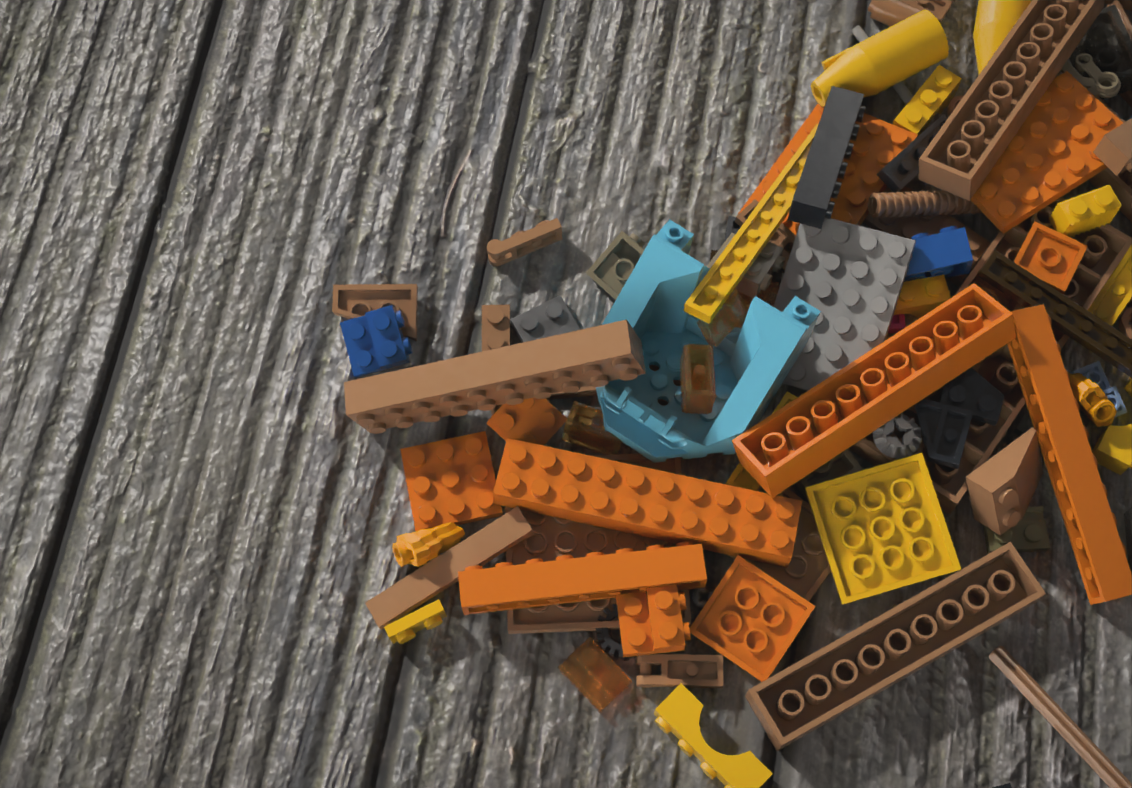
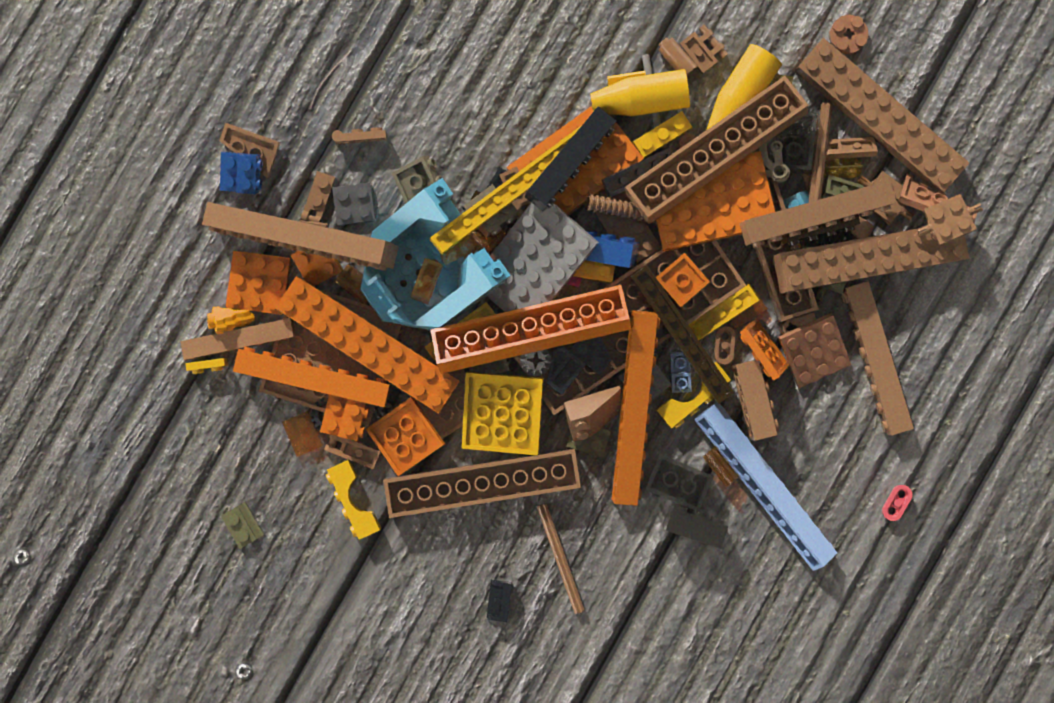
camera: 15 degrees right, 20 degrees up
(1085, 211) = (719, 258): yellow brick -> none
(1092, 400) = (666, 377): light orange rock -> none

